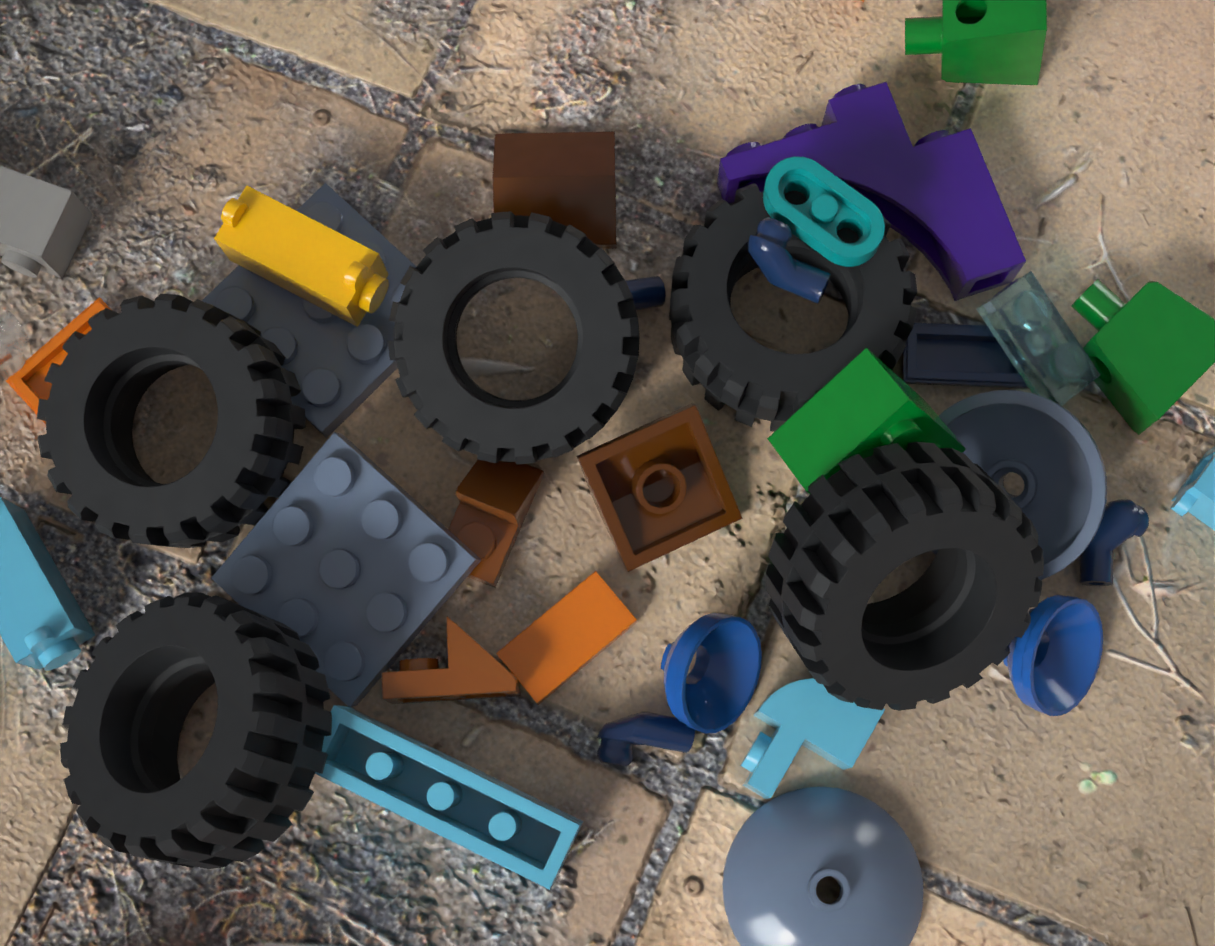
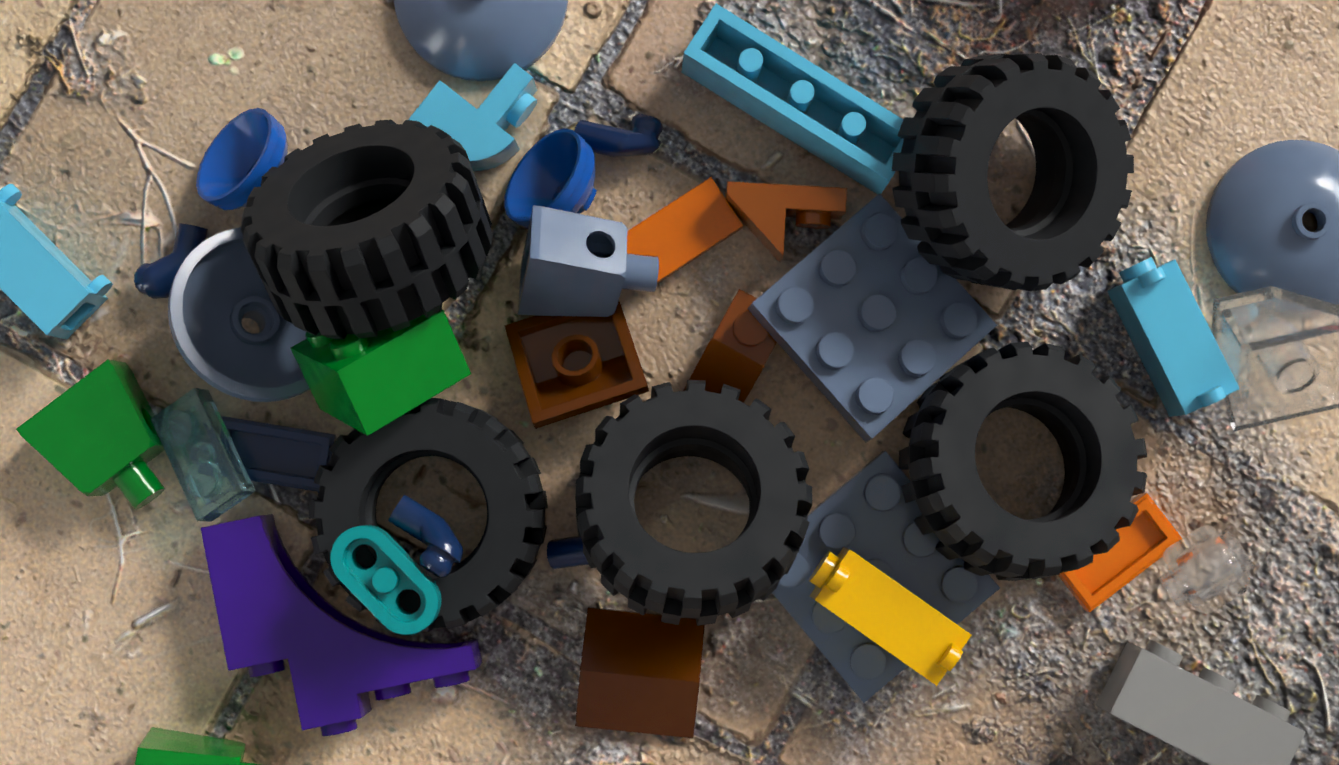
camera: 175 degrees left, 10 degrees up
(689, 575) = (579, 265): none -> sand blue torso

